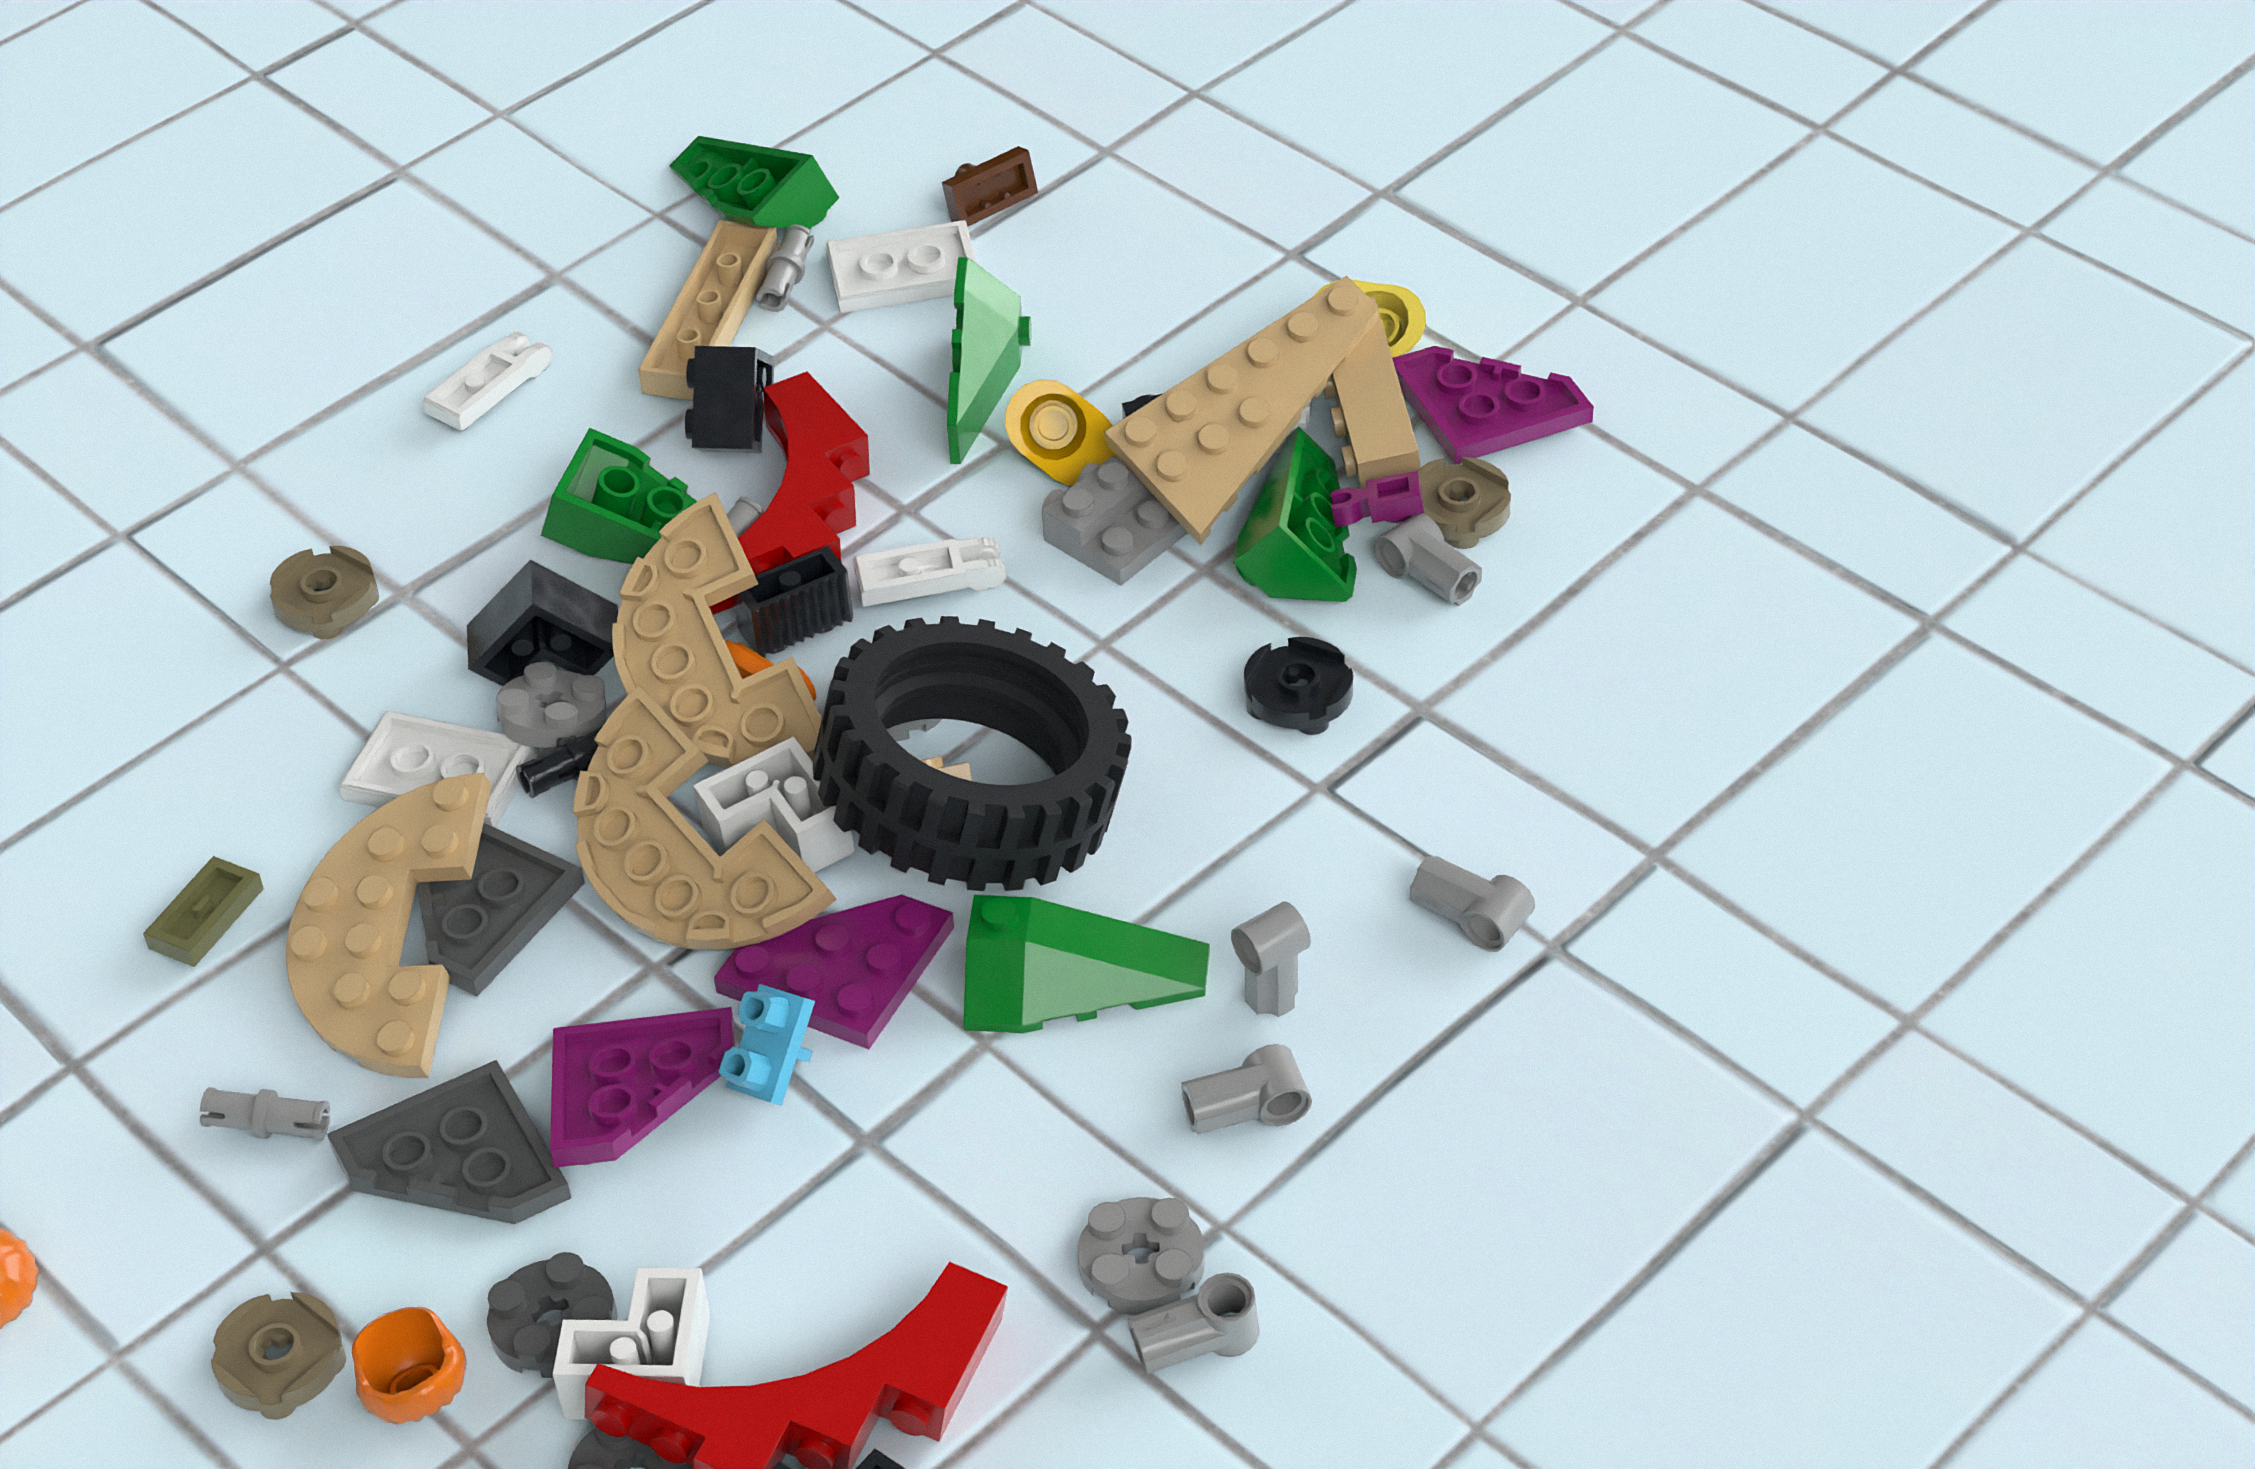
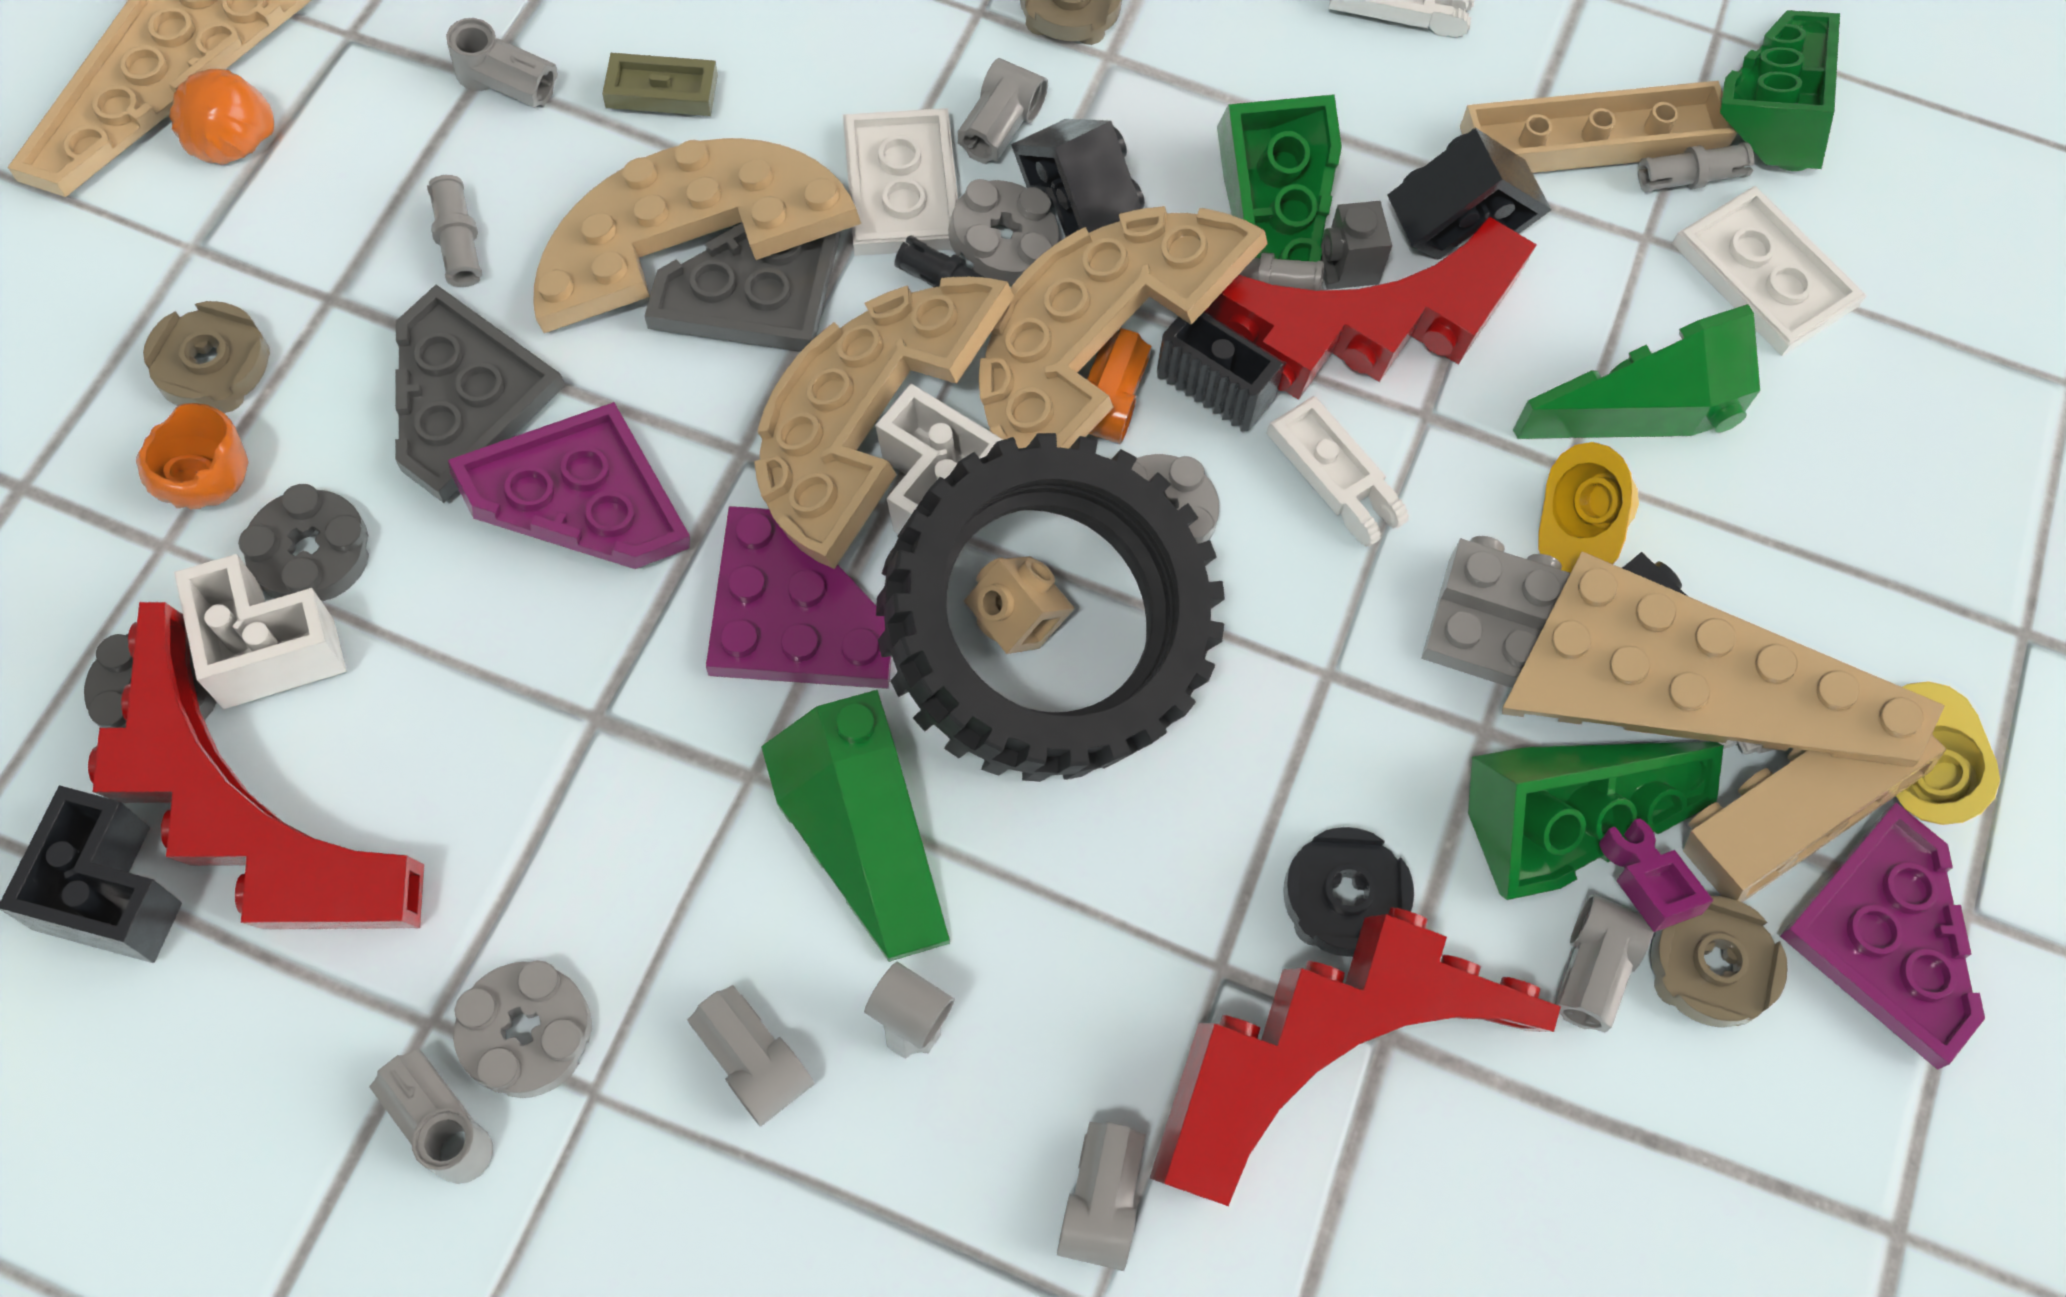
camera: 60 degrees right, 20 degrees up
(70, 1036) = (488, 63): none -> light grey piece
(413, 665) = (1005, 101): none -> light grey piece
(727, 472) = (1356, 246): none -> dark grey brick
(769, 1043) = (646, 589): medium azure hips -> none
(990, 186) = (1928, 295): reddish brown tile -> none
(1415, 765) = (1241, 1082): none -> red arch

